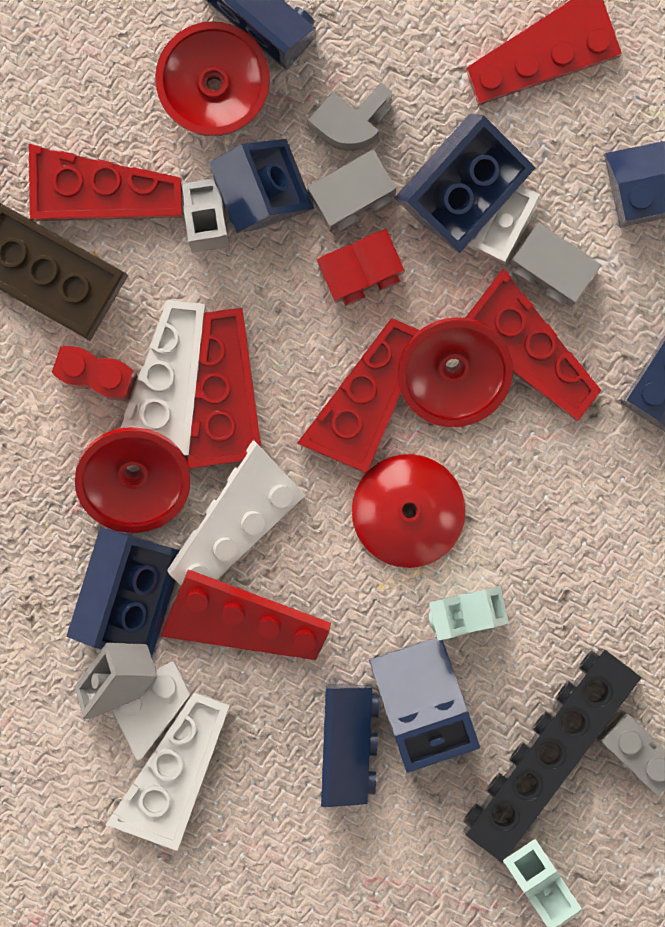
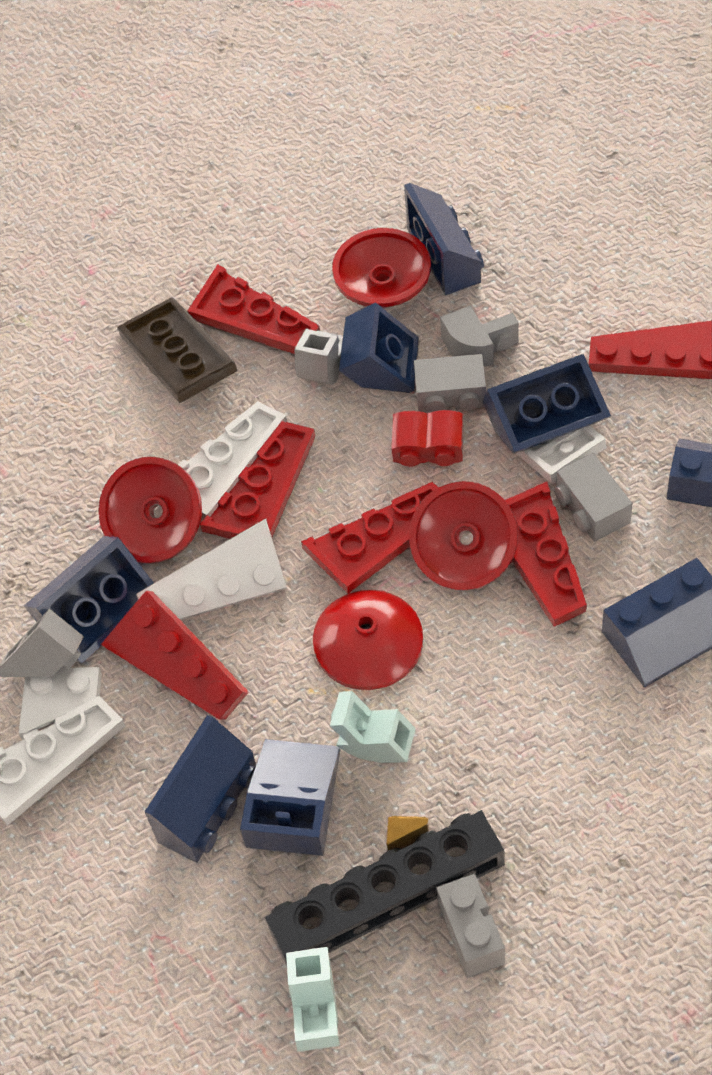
camera: 30 degrees right, 30 degrees down
(85, 371) = (168, 428): red brick -> none
(542, 694) = (405, 830): none -> pearl gold slope

